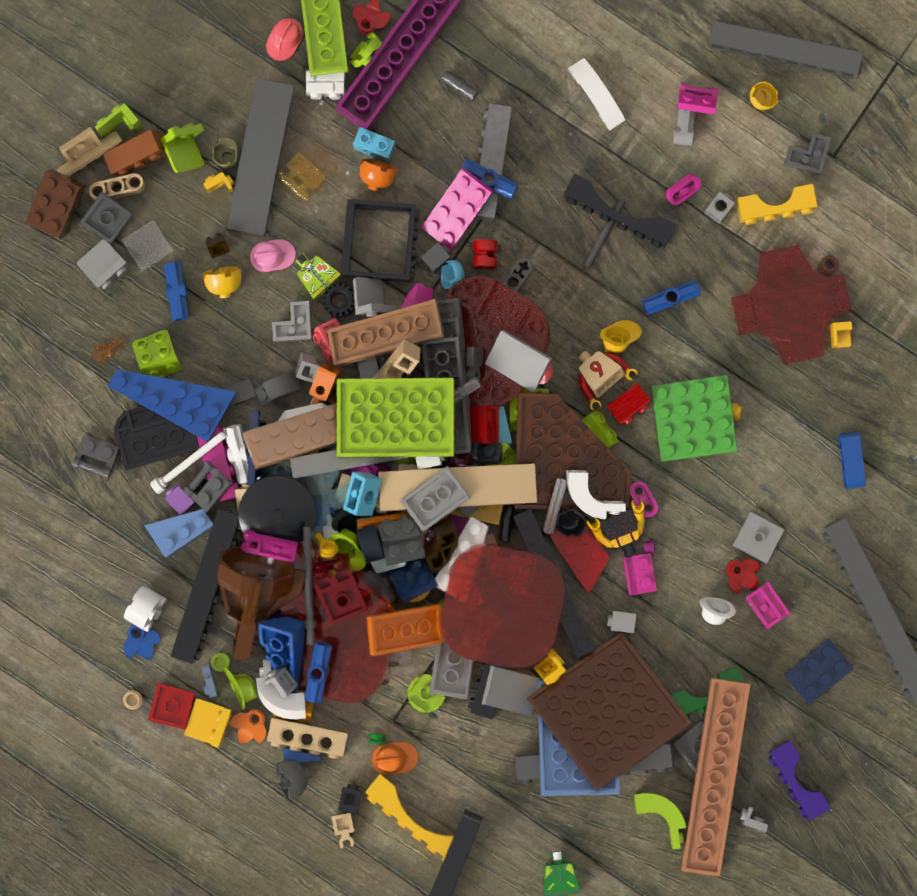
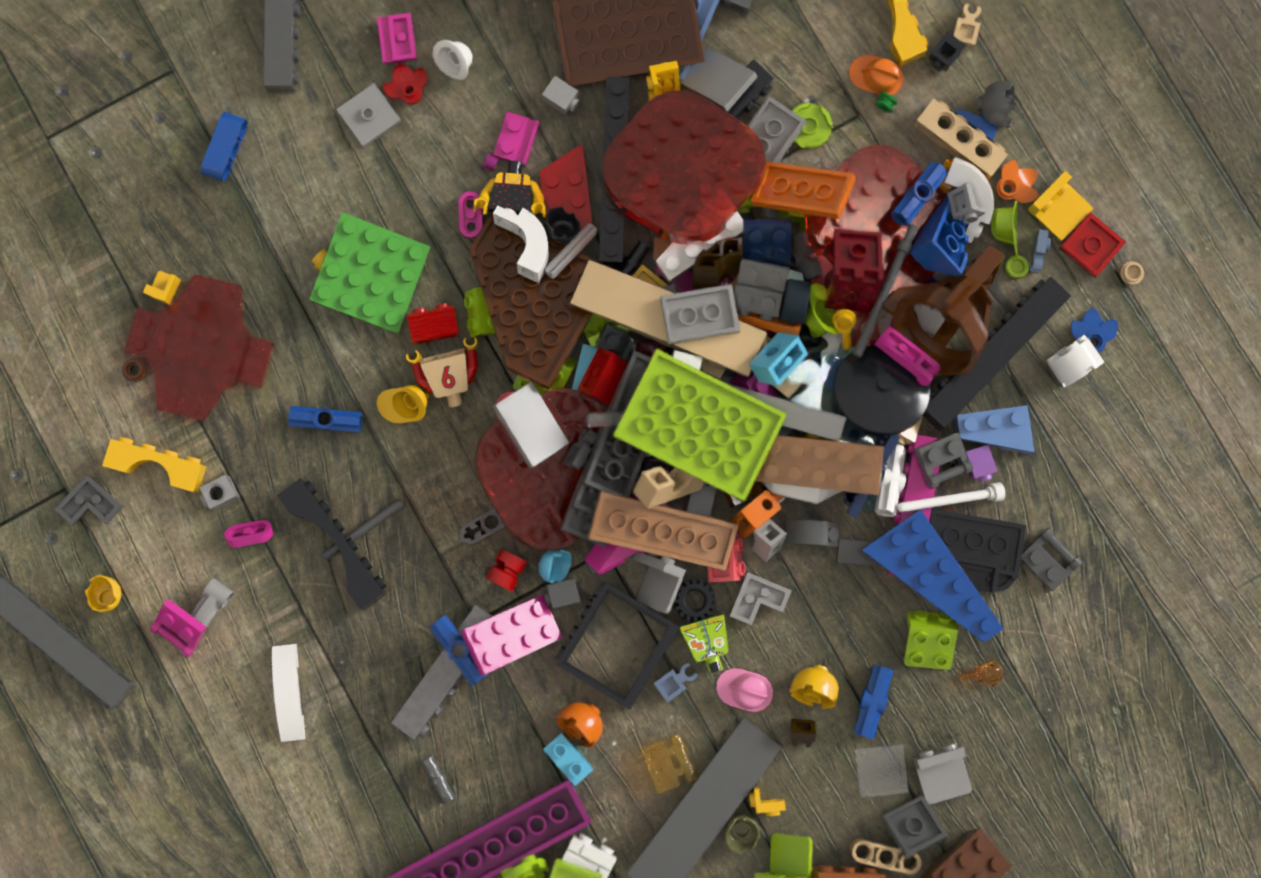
camera: 160 degrees left, 0 degrees up
(326, 233) = (672, 684): none -> sand blue plate

